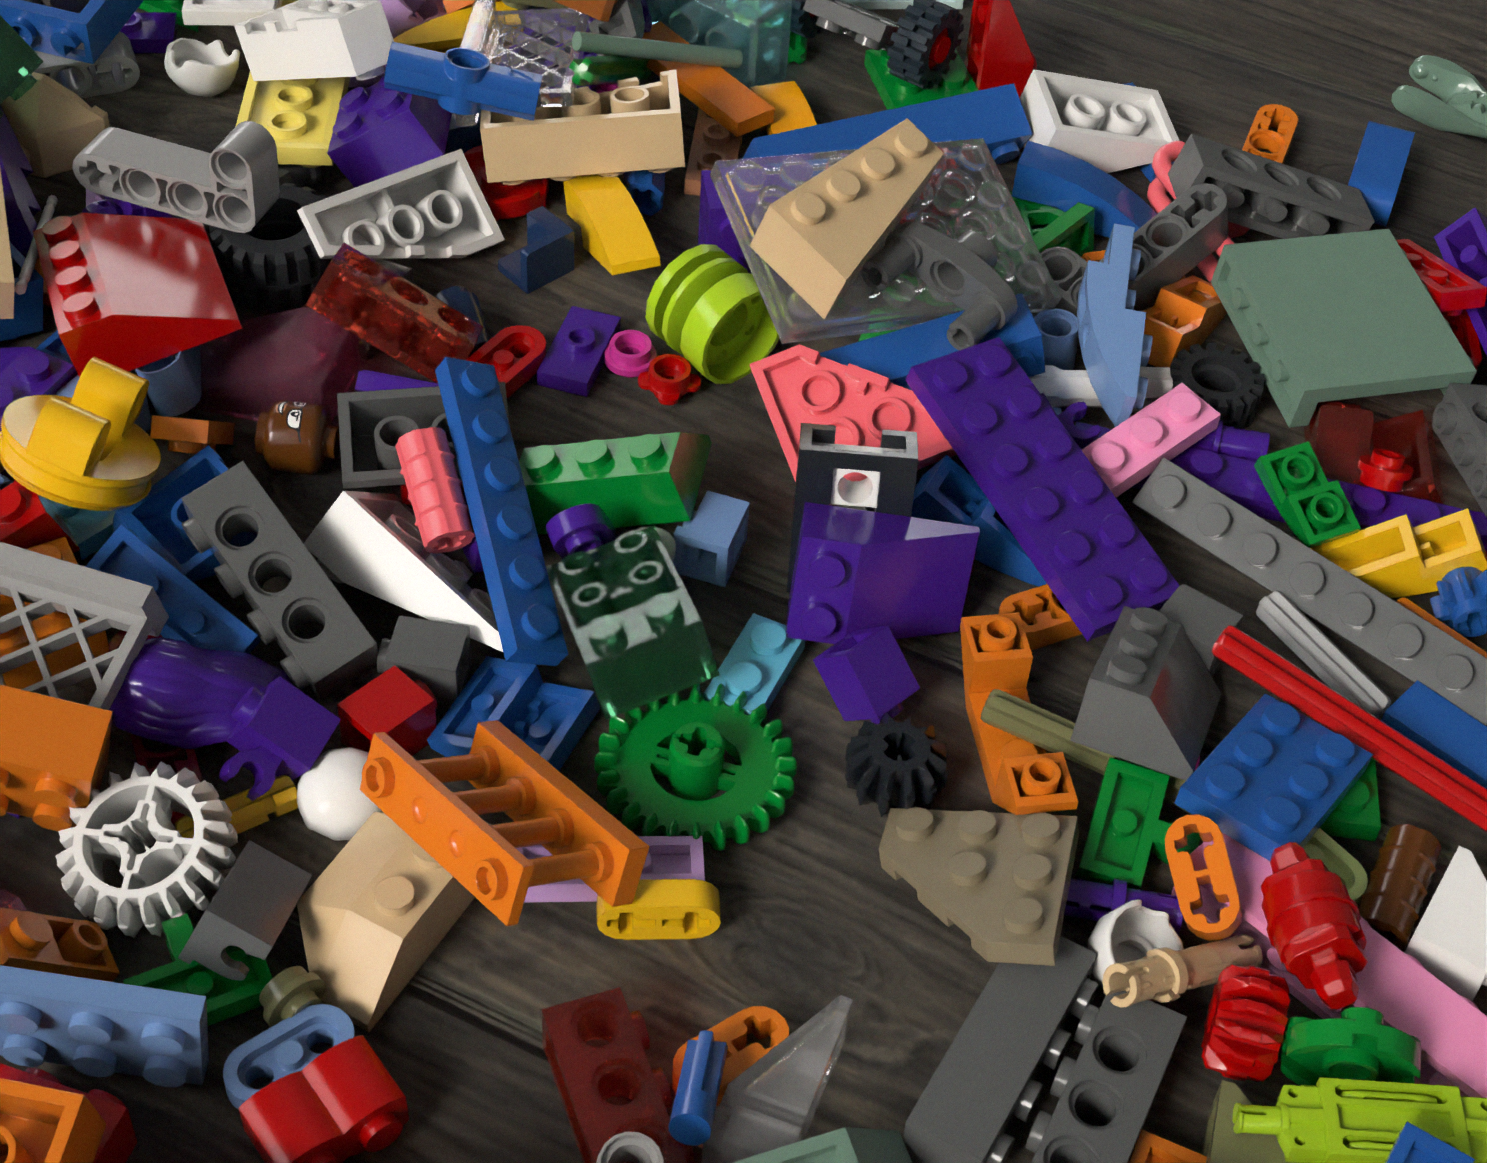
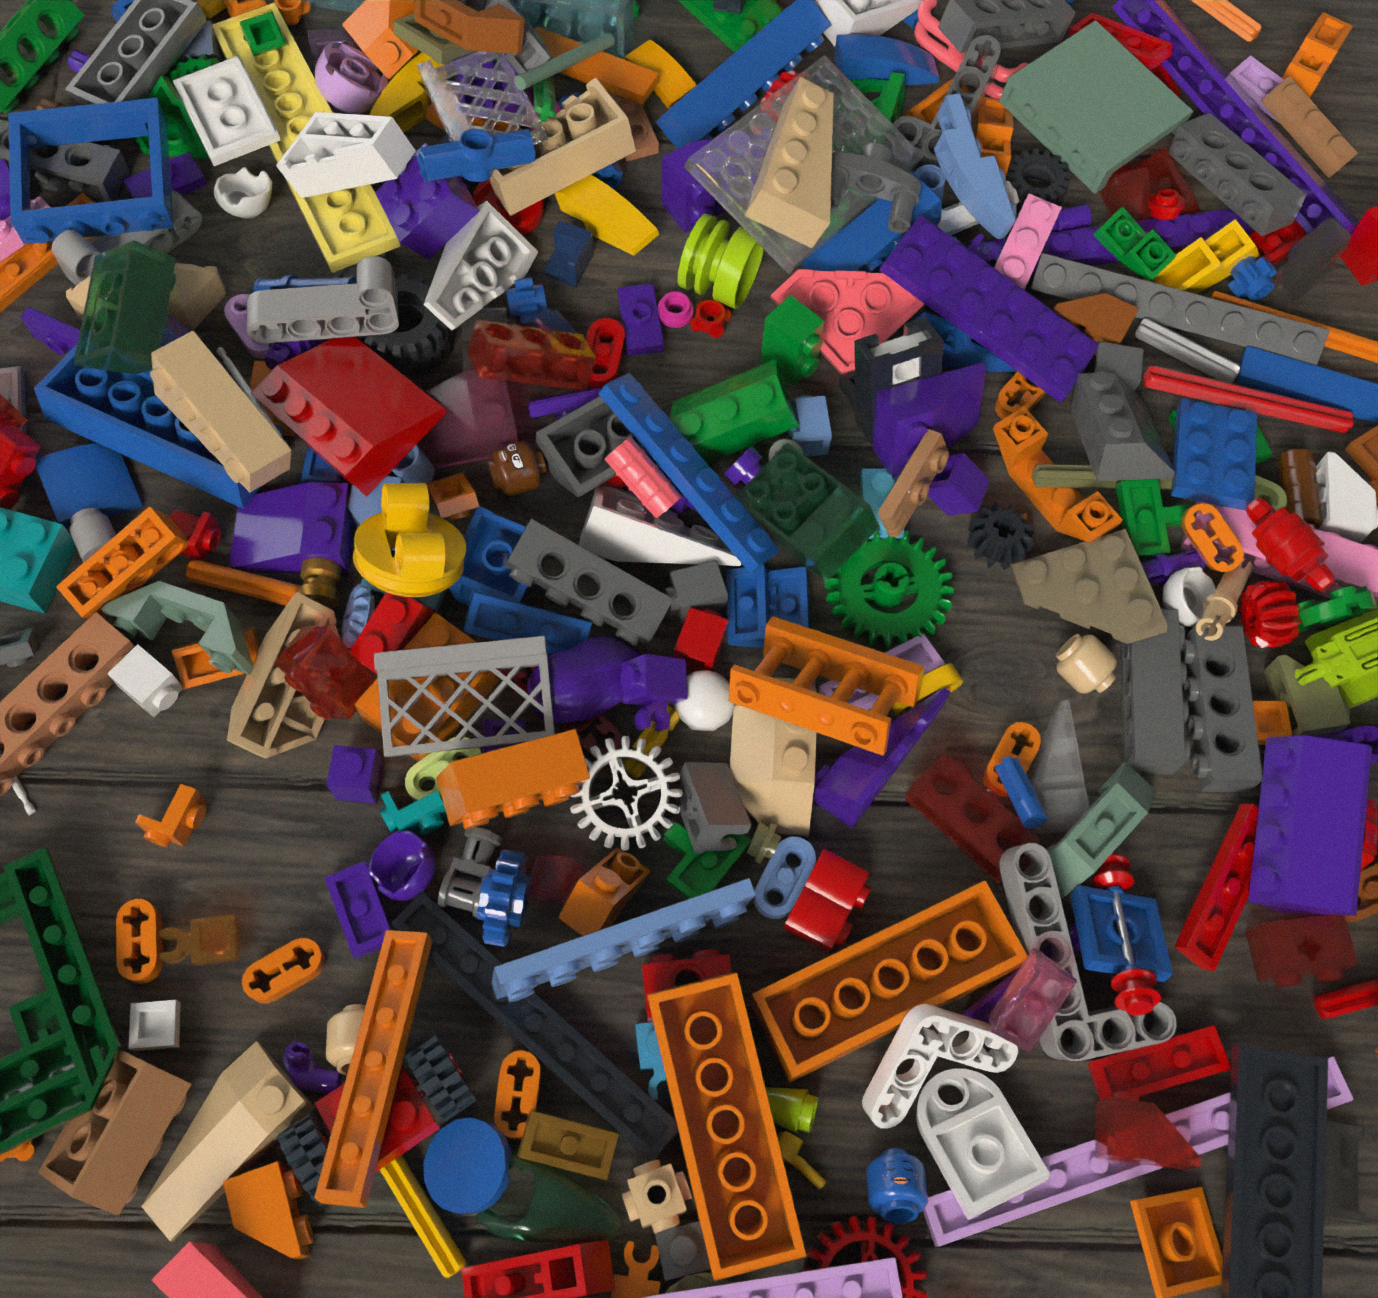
camera: 25 degrees left, 20 degrees up
(445, 269) = (526, 300): none -> blue gear
(503, 972) = (860, 775): none -> dark purple wedge
(748, 427) = (793, 339): none -> green brick
(795, 636) = (914, 482): none -> medium nougat hinge
(919, 974) = (1086, 664): none -> tan head
(1206, 561) = (1099, 317): none -> dark orange slope

